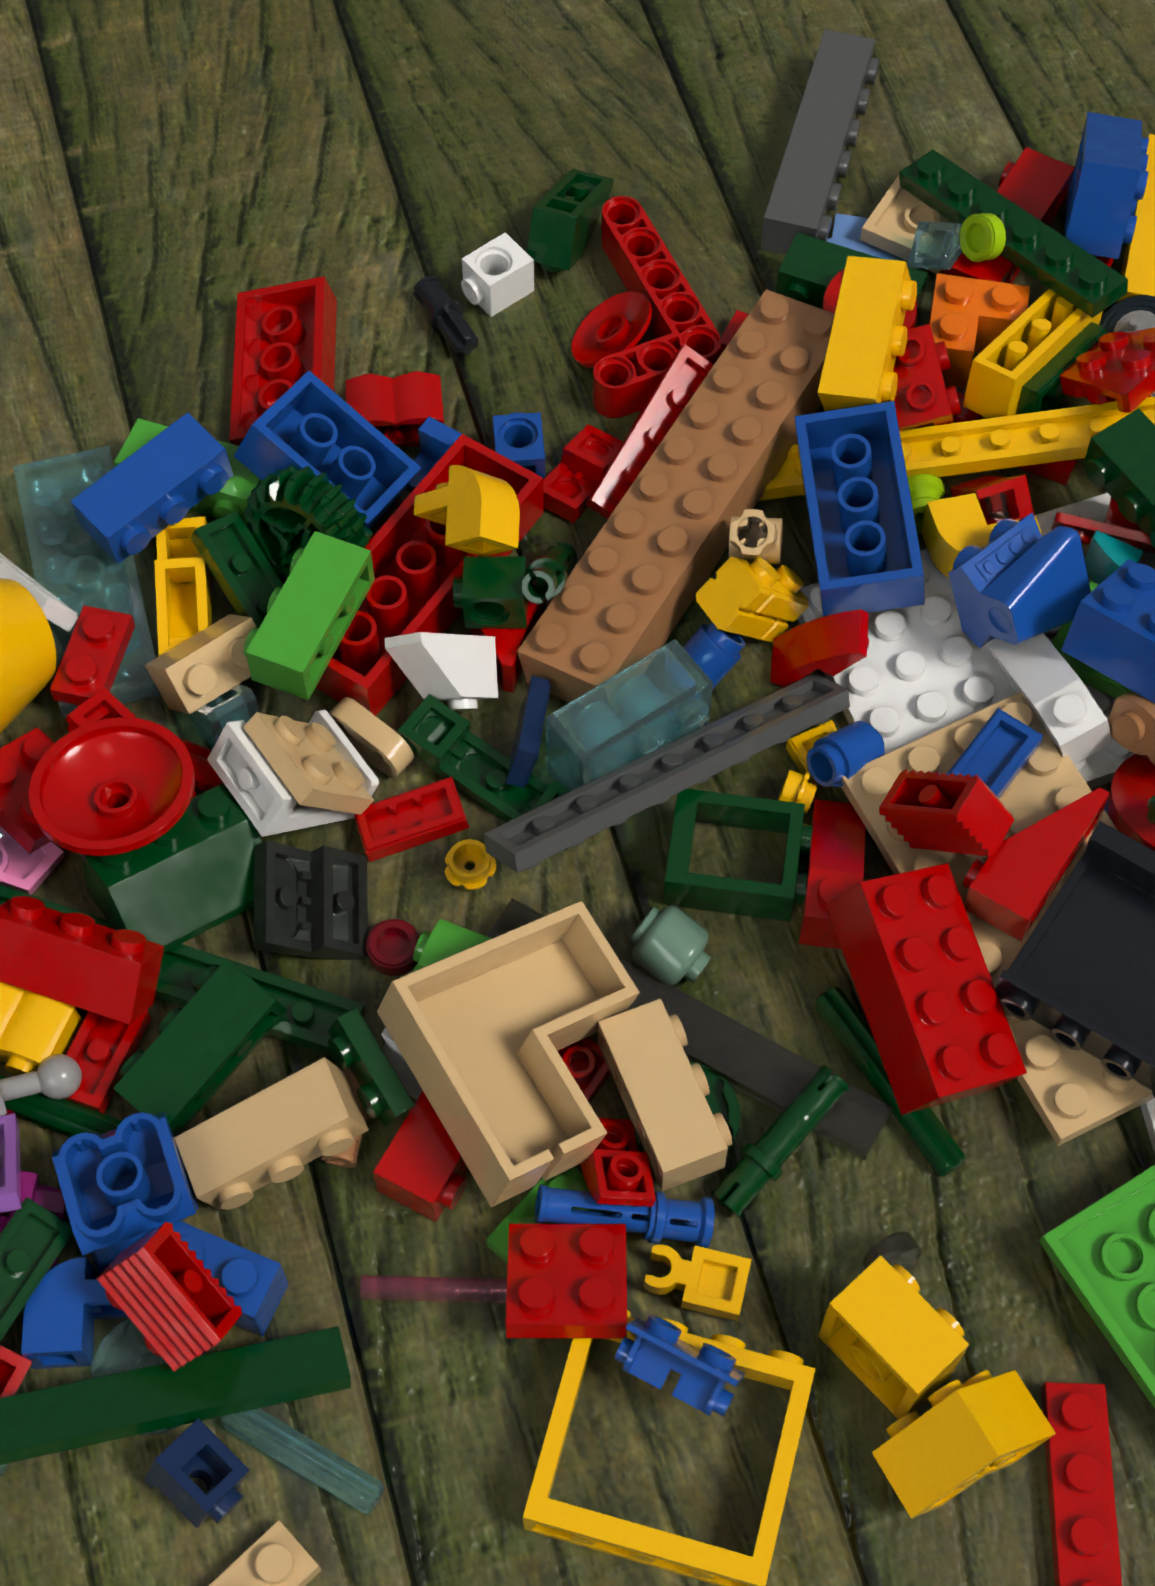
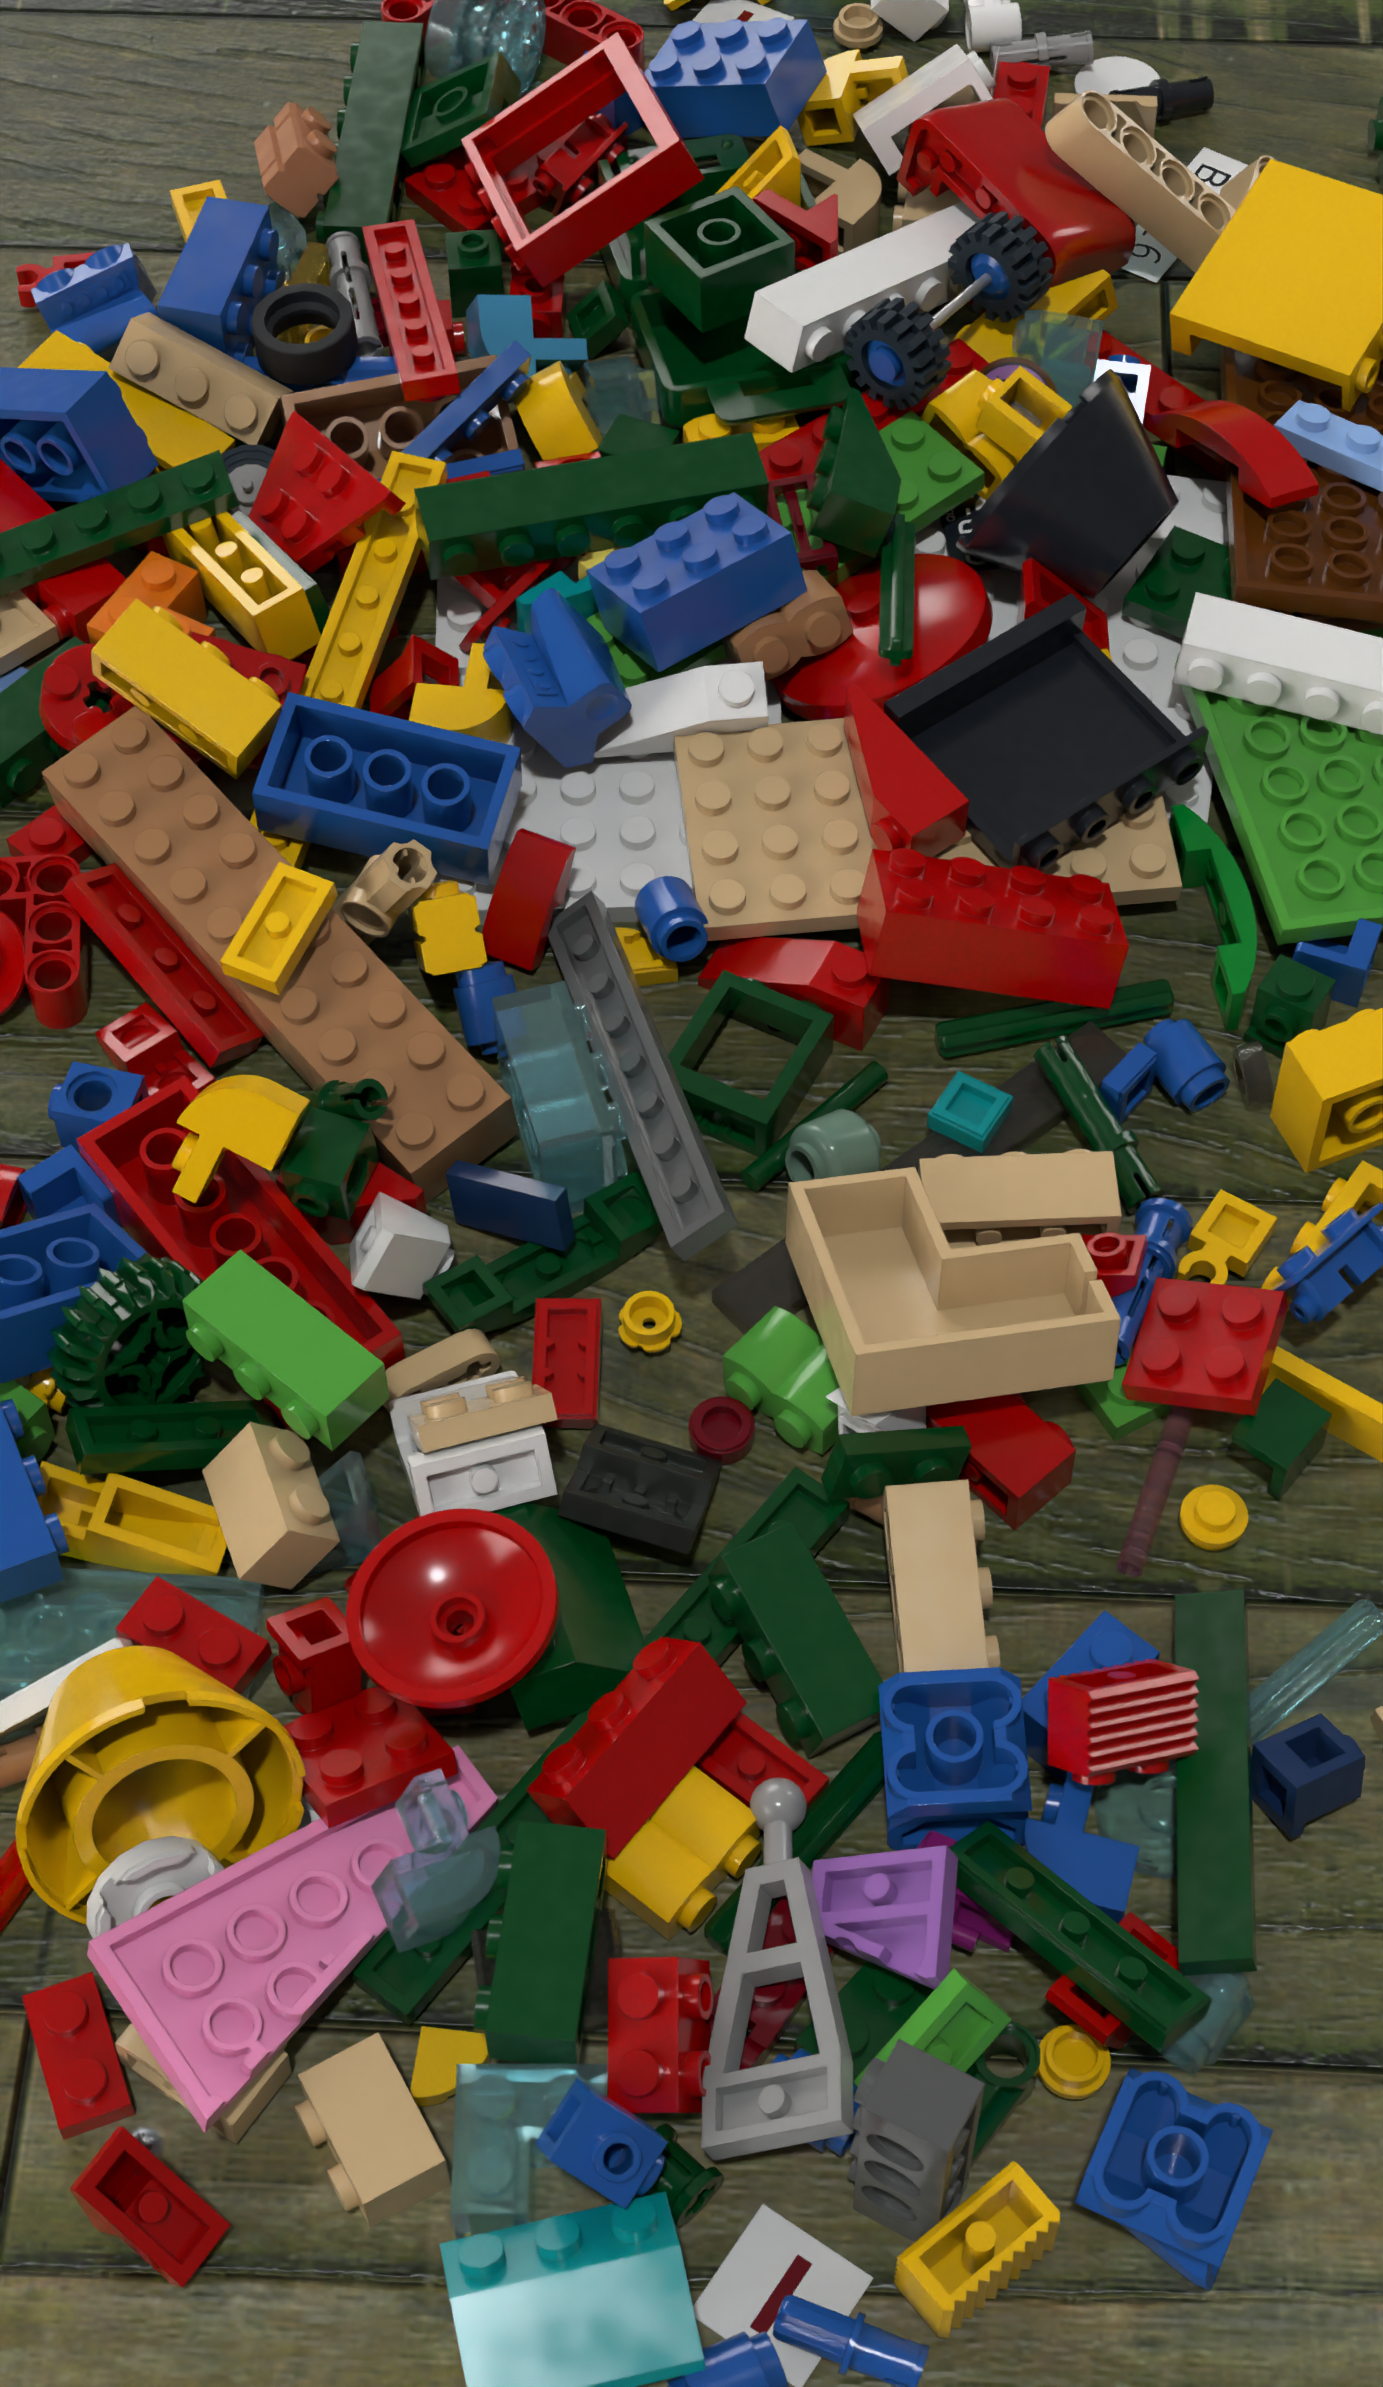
camera: 70 degrees left, 5 degrees down
(428, 1341) = (1213, 1517): none -> yellow plate
(513, 1372) = (1283, 1434): none -> dark green panel
(675, 478) = (279, 928): none -> yellow plate
(718, 933) = (846, 1098): none -> dark green bar
(752, 1035) = (970, 1111): none -> teal tile
(798, 789) = (686, 987): yellow plate -> none
(833, 1154) = (1130, 1081): none -> blue tile
(878, 1197) = (1186, 1064): none -> blue brick
(935, 246) = (43, 614): clear light blue slope -> none
(946, 813) = (824, 823): red brick -> none
(971, 1271) = (1288, 1003): none -> dark green brick
(982, 237) = (69, 562): lime tile -> none
(998, 752) = (757, 785): blue tile -> none
(998, 1216) = (1208, 863): none -> green slope
(1048, 1303) = (1345, 964): none -> blue panel

